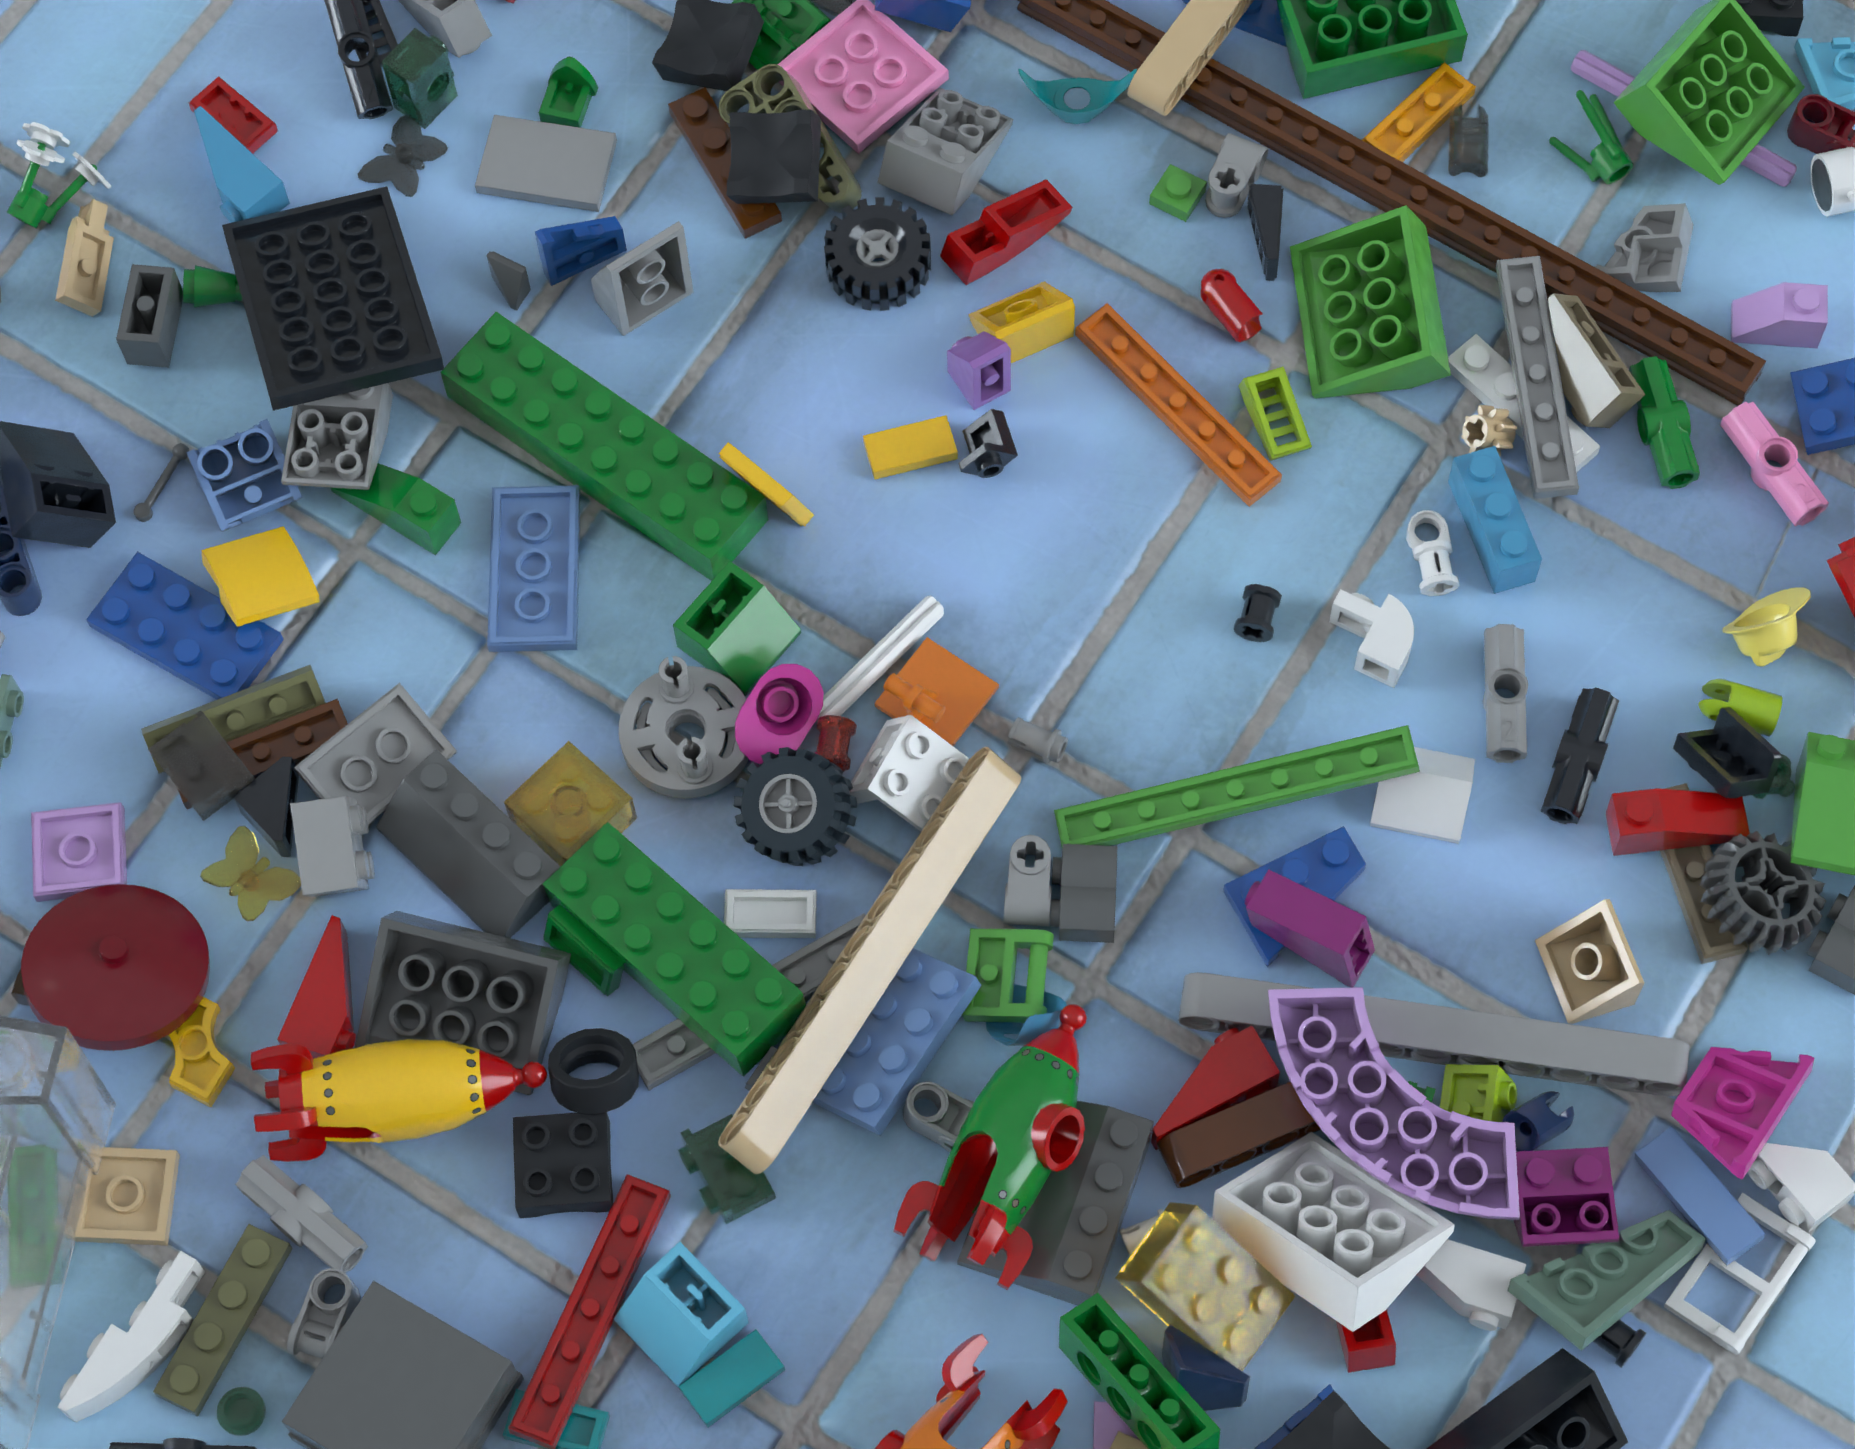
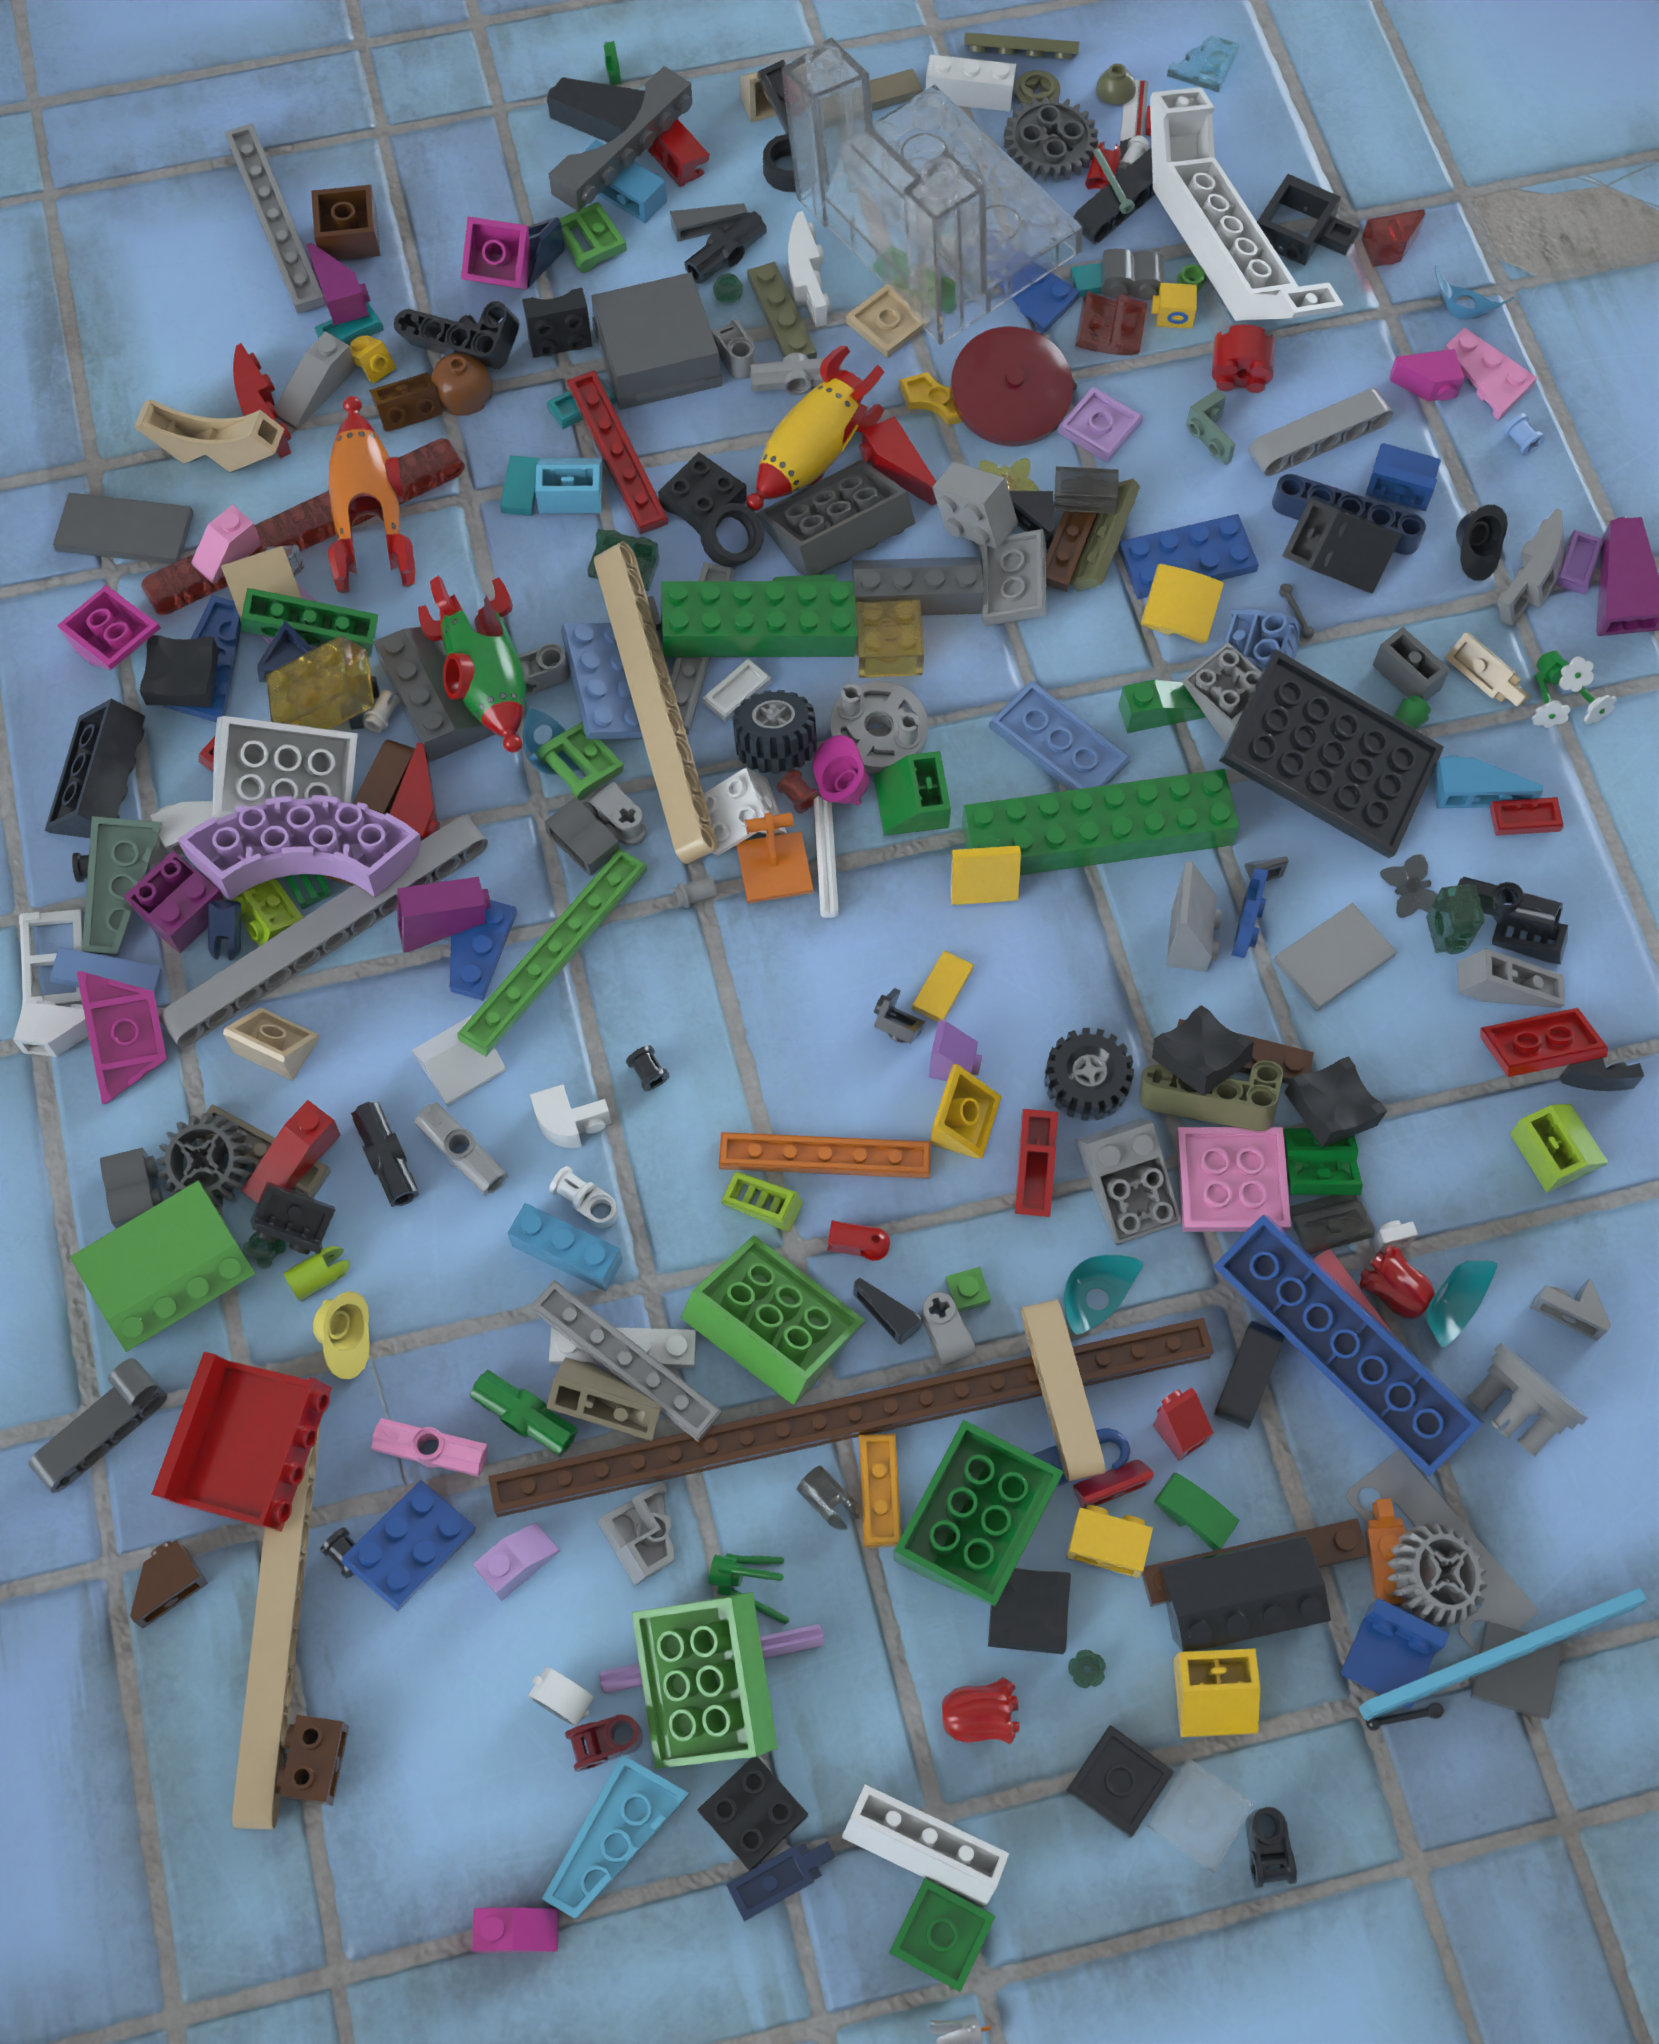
camera: 130 degrees right, 0 degrees up
(568, 94) = (1373, 1005): green tile -> none
(1489, 429) = (621, 1300): tan gear -> none

